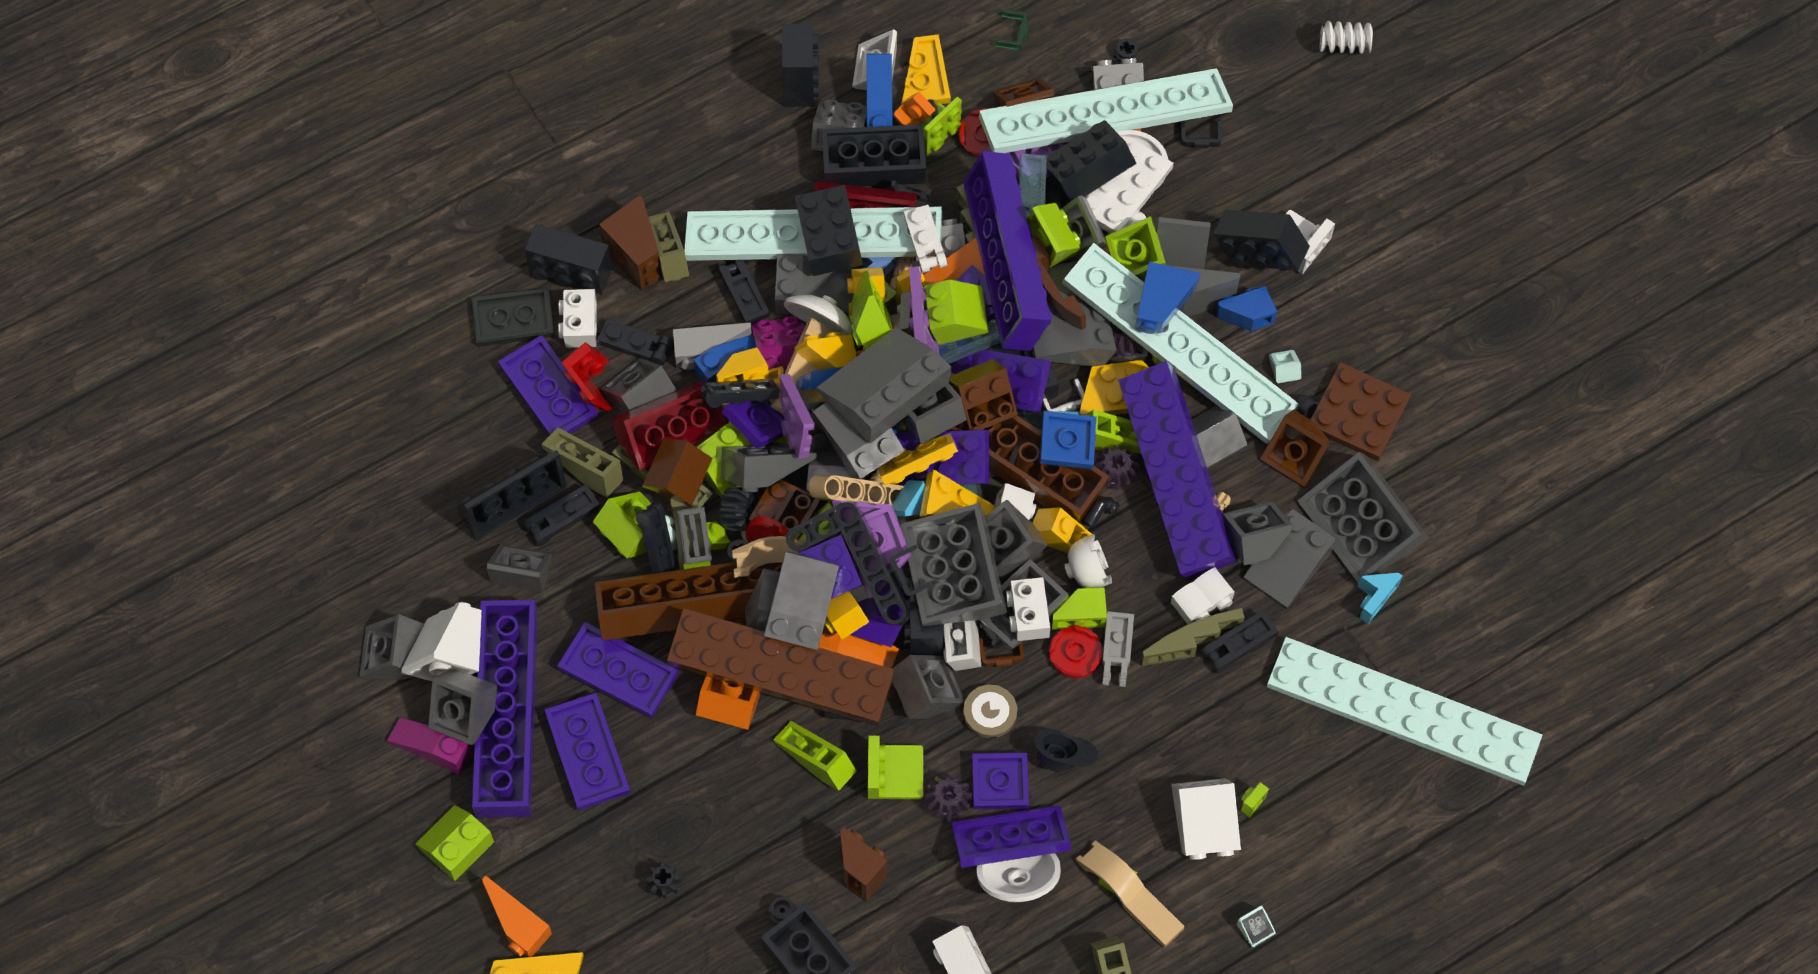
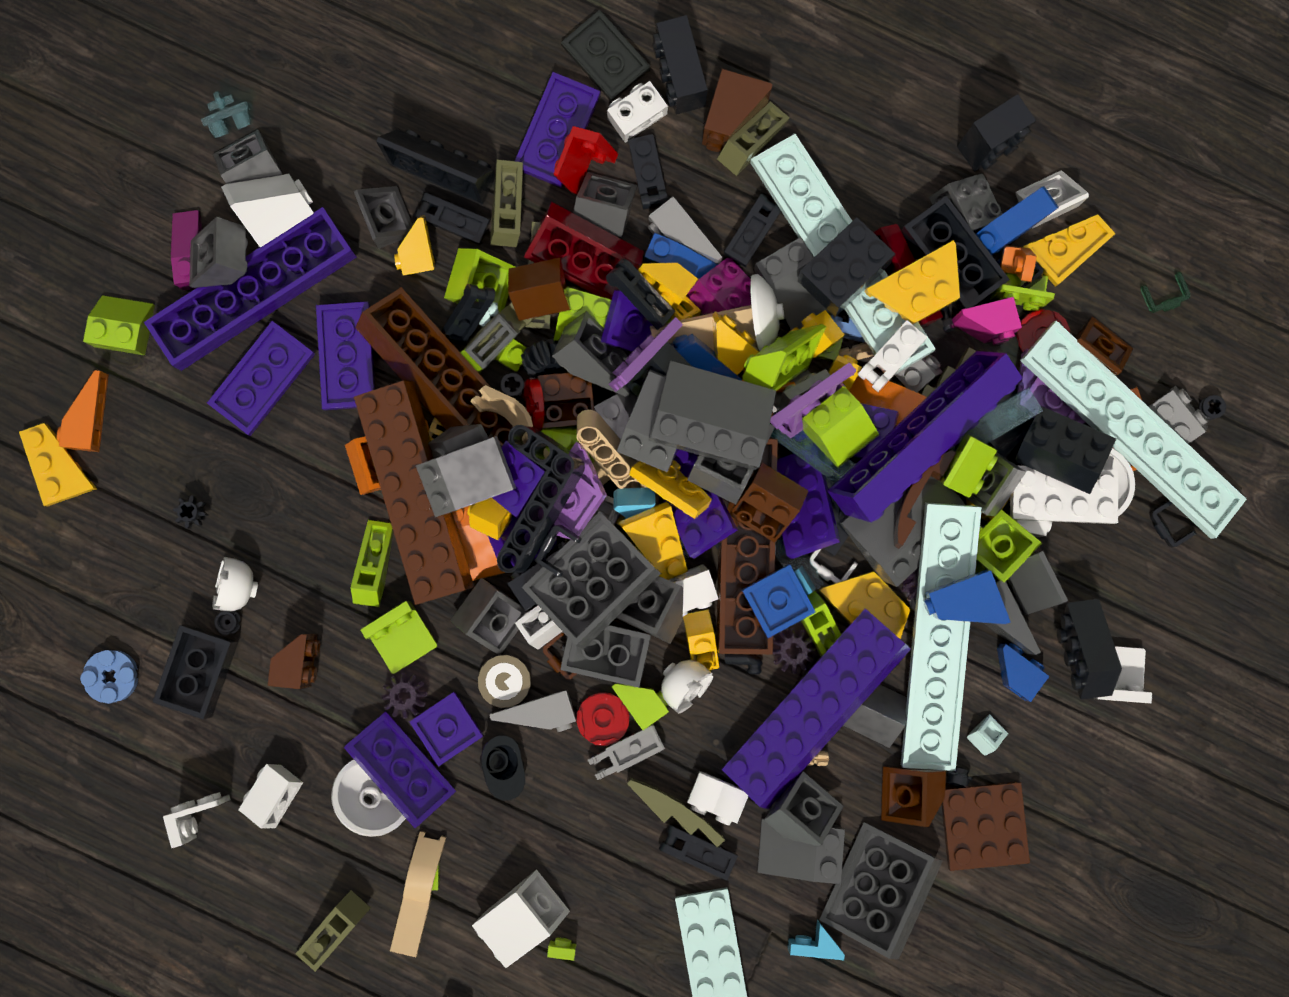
camera: 55 degrees right, 20 degrees up
(341, 630) = (216, 121): none -> clear light blue hips
(568, 554) = (415, 251): none -> yellow slope
(753, 880) = (234, 585): none -> white cylinder
(883, 186) = (921, 286): none -> yellow wing
(946, 159) = (990, 322): none -> dark pink slope
(1029, 609) = (599, 665): white brick -> none
(1039, 693) = (545, 712): none -> light grey slope

